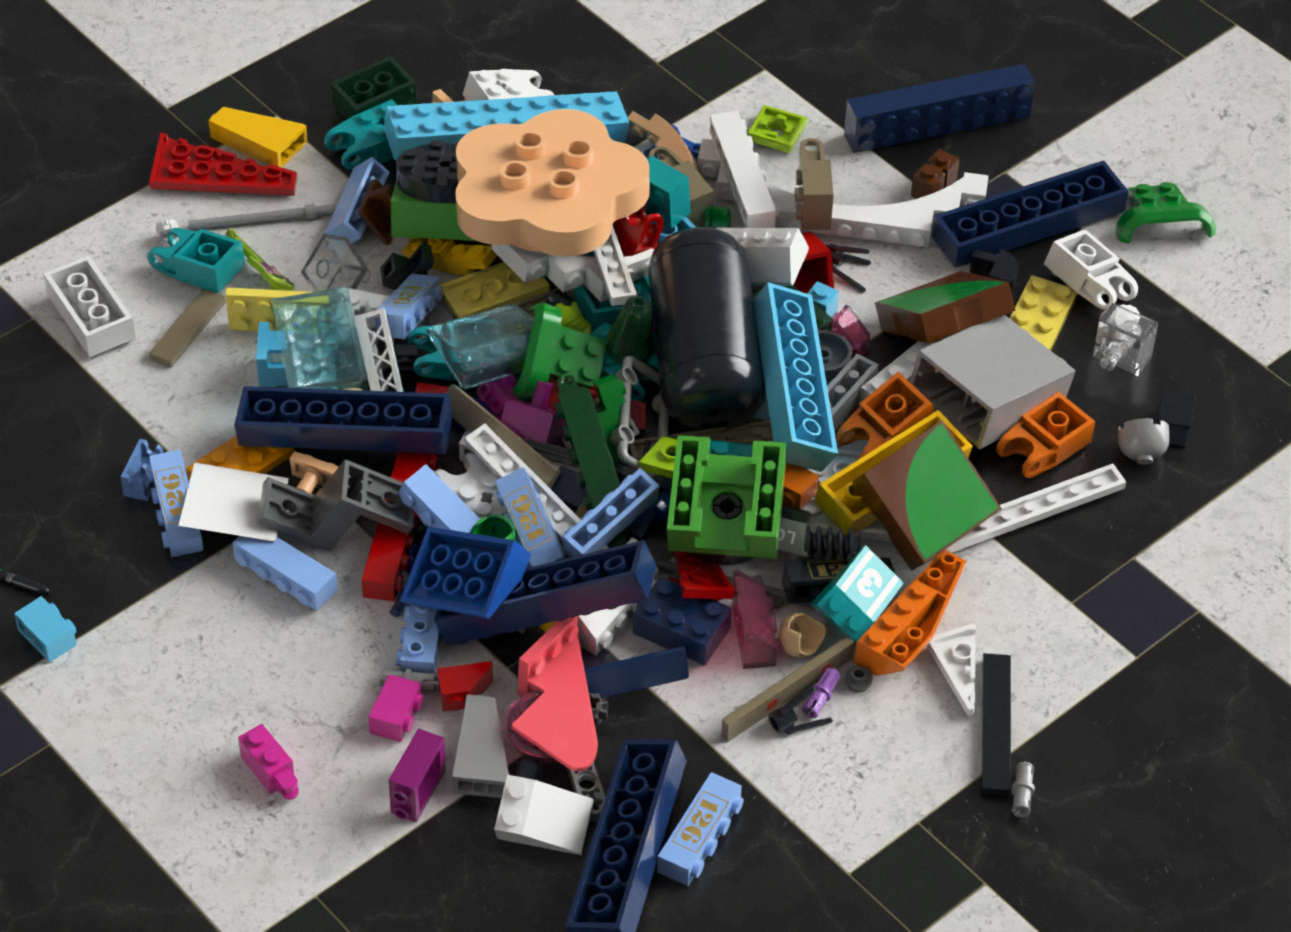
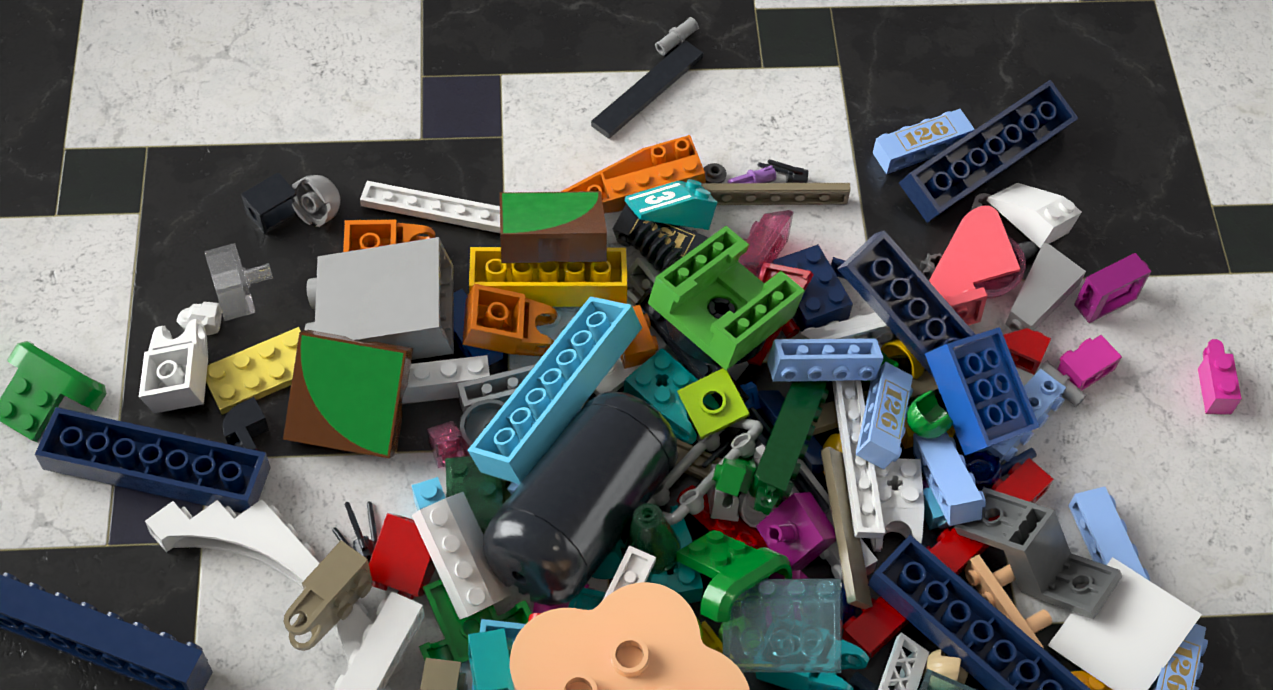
camera: 145 degrees left, 10 degrees up
(801, 635) = (737, 219): tan hair -> none
(935, 175) = (194, 559): reddish brown piece -> none
(955, 657) = (633, 136): white wing -> none

